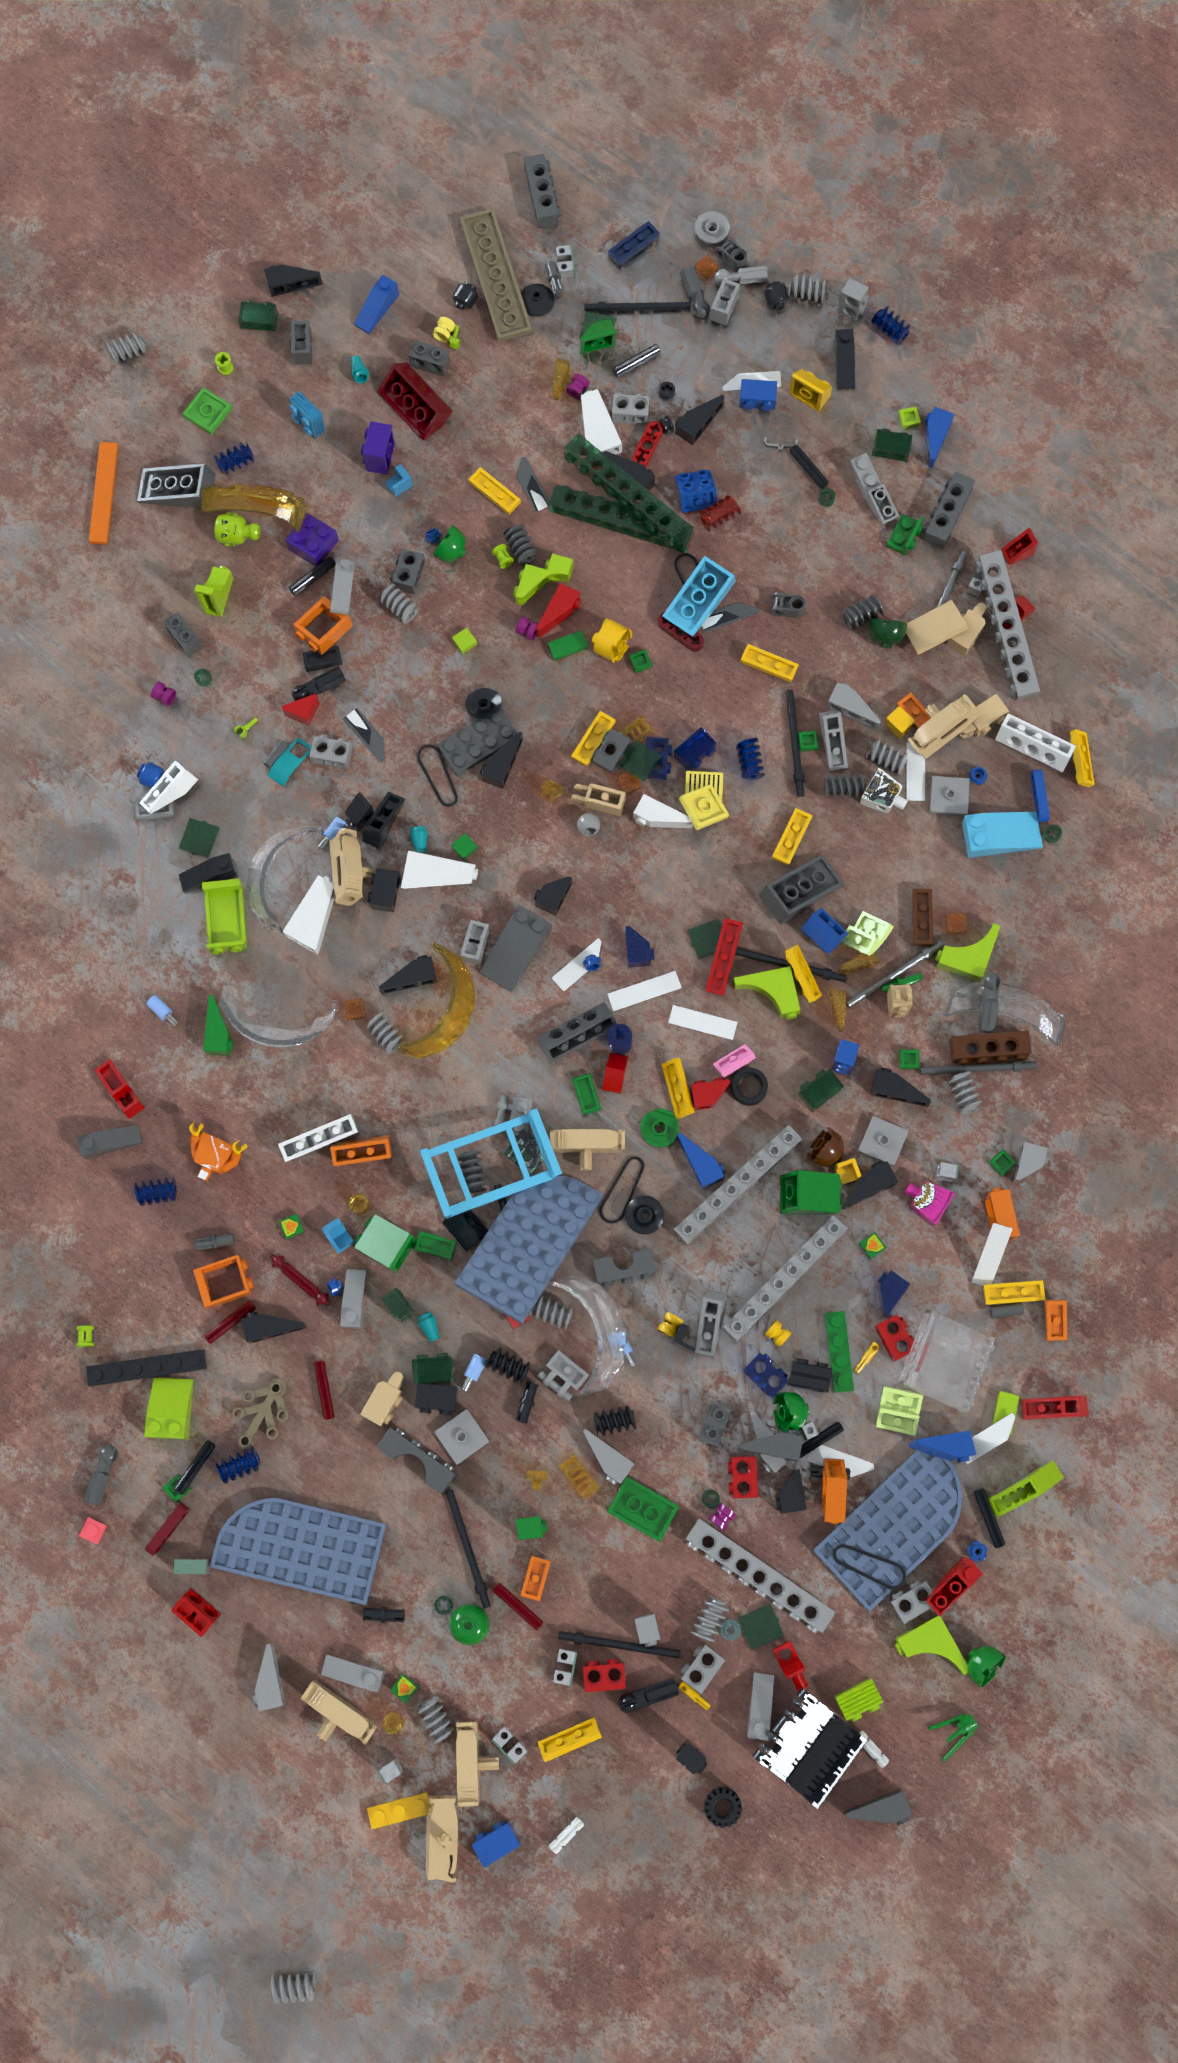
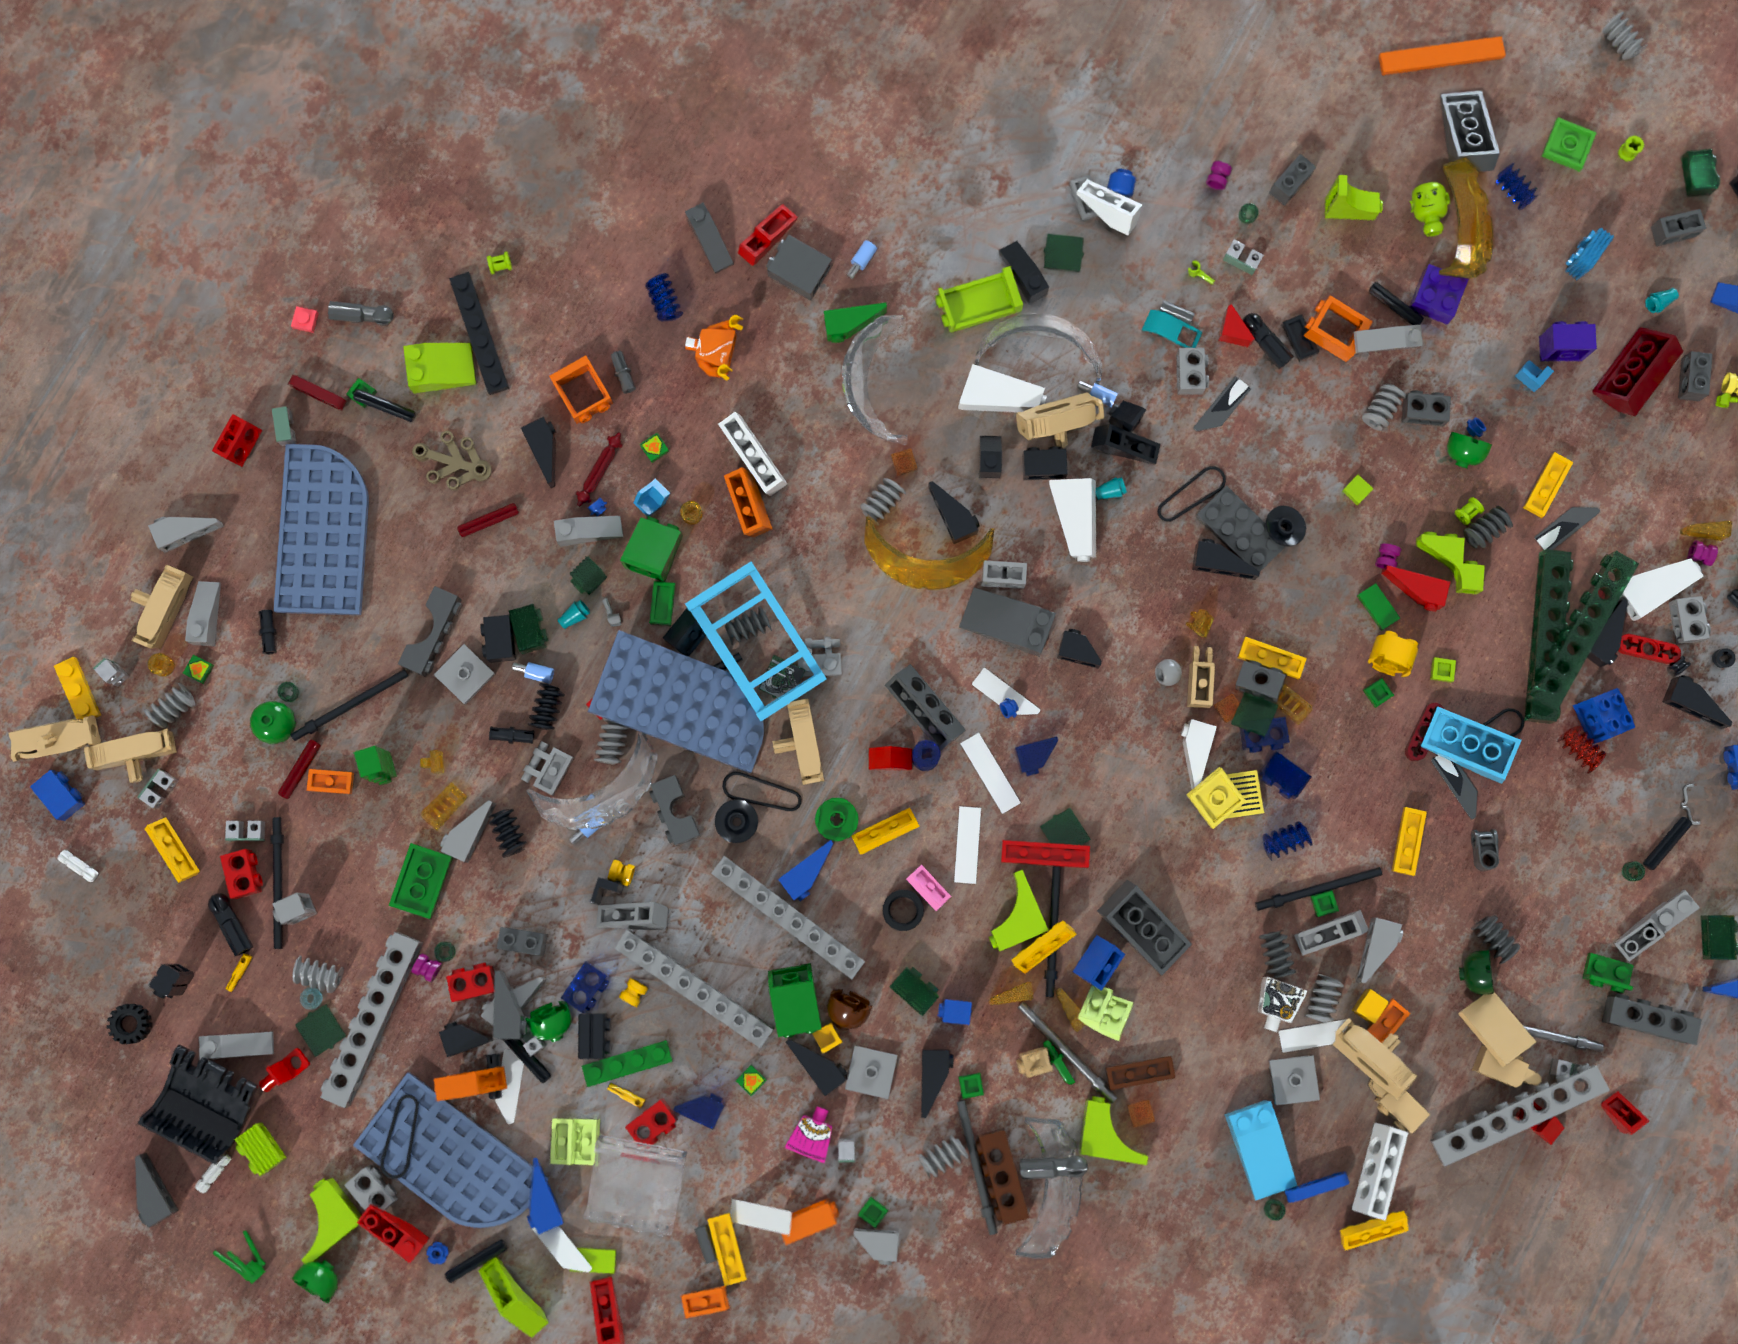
camera: 75 degrees right, 5 degrees up
(156, 1066) = (799, 267): none -> dark grey brick
(229, 1322) = (540, 406): dark red axle -> none
(238, 698) = (1232, 258): none -> flat silver piece
(239, 1465) = (391, 450): clear blue piece -> none
(367, 934) = (990, 457): none -> black slope
(383, 1400) = (486, 583): tan hinge -> none
(441, 1291) = (613, 619): none -> light grey hand
(464, 846) = (1114, 540): green tile -> none
(586, 1094) = (860, 732): green tile -> none
(631, 606) = (1443, 670): none -> lime tile
(707, 1094) = (884, 865): red slope -> none
(707, 1671) = (264, 980): light grey brick -> none
(792, 837) = (1204, 905): yellow plate -> none
(978, 771) = (1332, 1109): blue plate -> none

